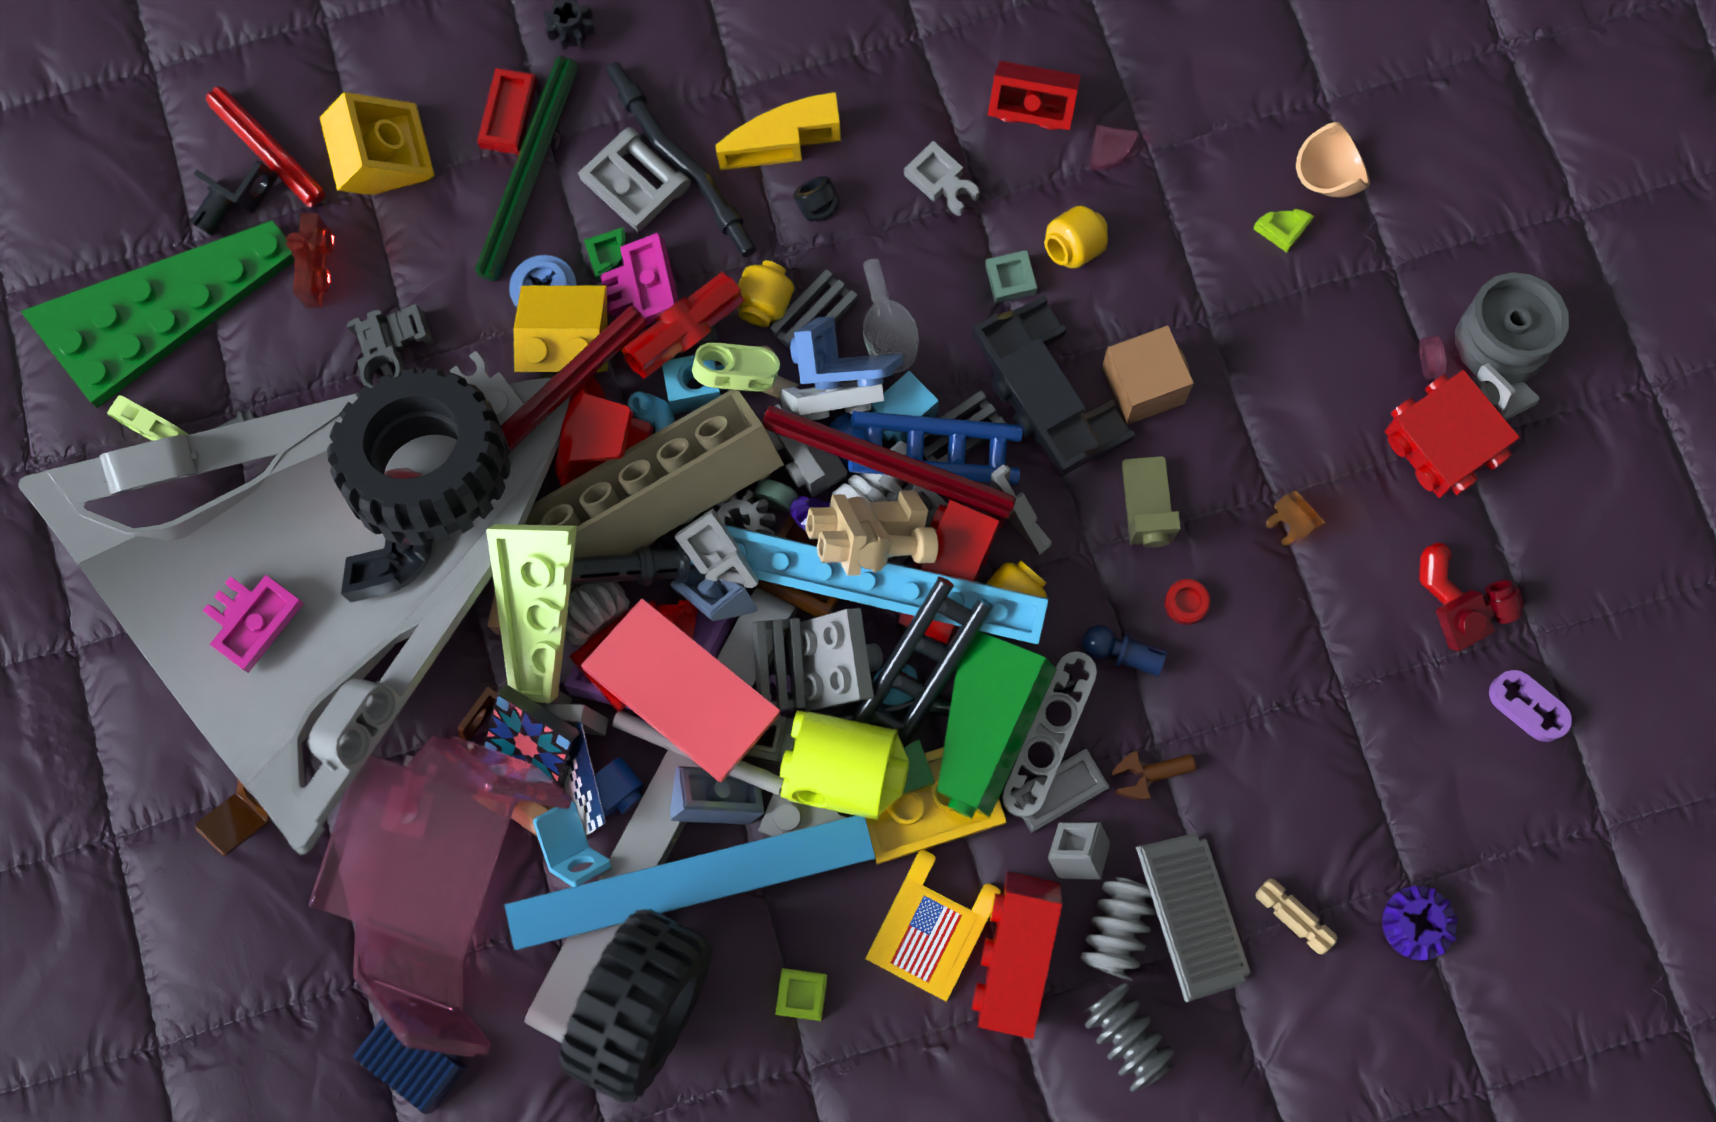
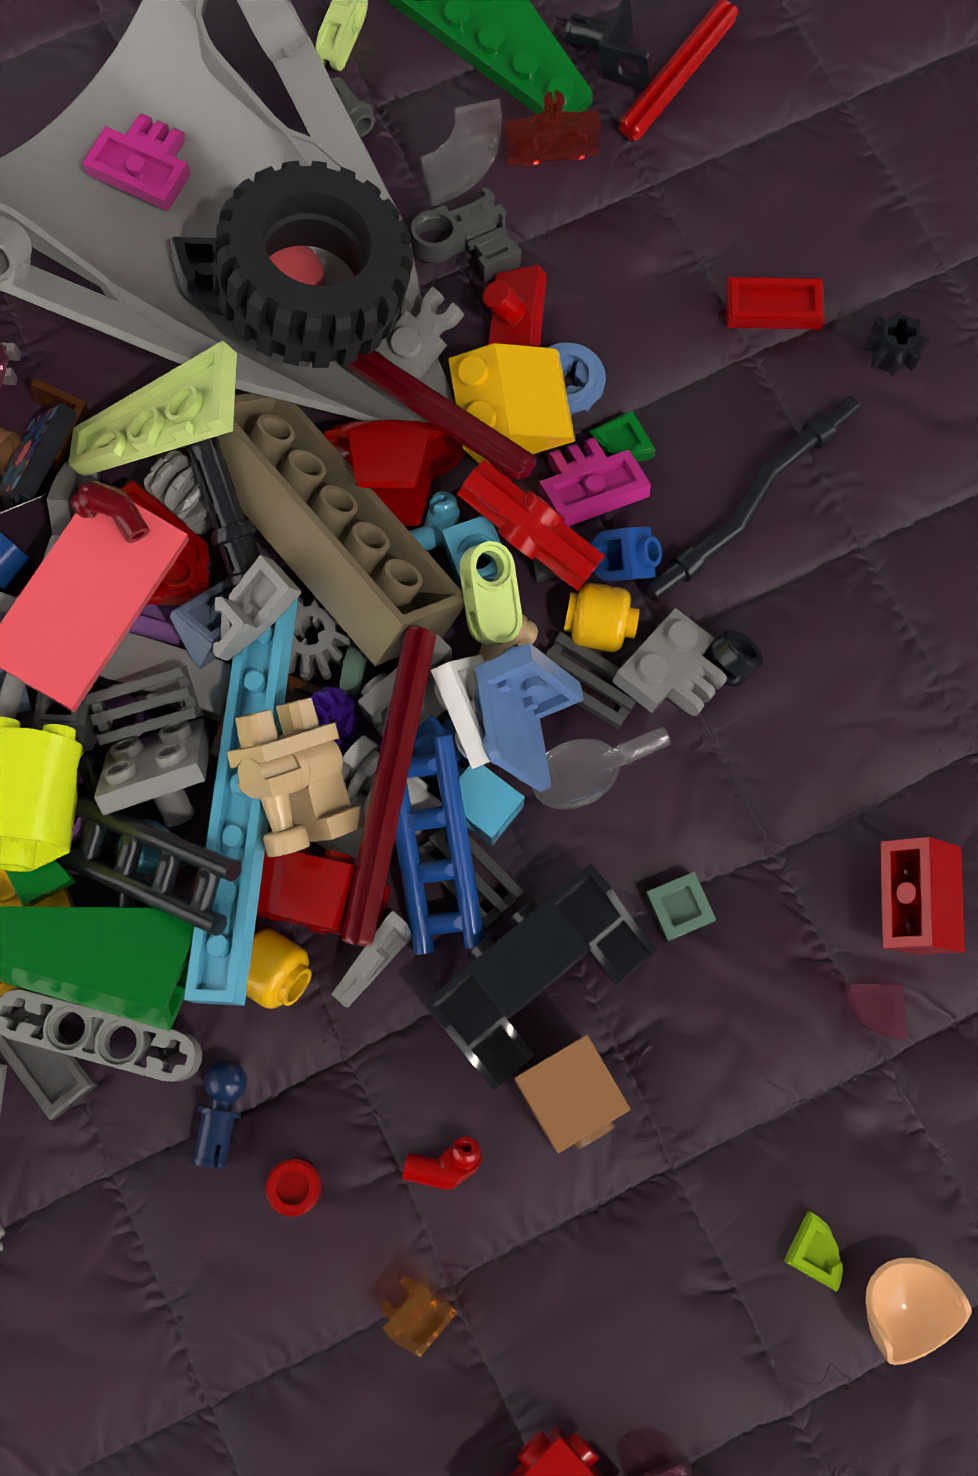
camera: 75 degrees right, 0 degrees up
(303, 337) = (466, 153): none -> clear tile
(375, 144) = (702, 174): yellow slope -> none
(474, 317) = (517, 306): none -> red tile
(526, 169) = (709, 335): dark green axle -> none
(608, 648) = (113, 502): none -> dark red arm
(625, 188) = (703, 442): light grey plate -> none
(715, 256) = (629, 554): none -> blue plate
(780, 132) = (809, 604): yellow slope -> none
(815, 246) = (672, 667): none -> light grey hinge
(939, 174) = (794, 796): light grey plate -> none
(1076, 237) = (743, 979): yellow head -> none
(1149, 502) = (409, 1120): olive bracket -> none
(1151, 773) = (73, 1168): reddish brown bar -> none
(1188, 481) = (447, 1169): none -> red arm

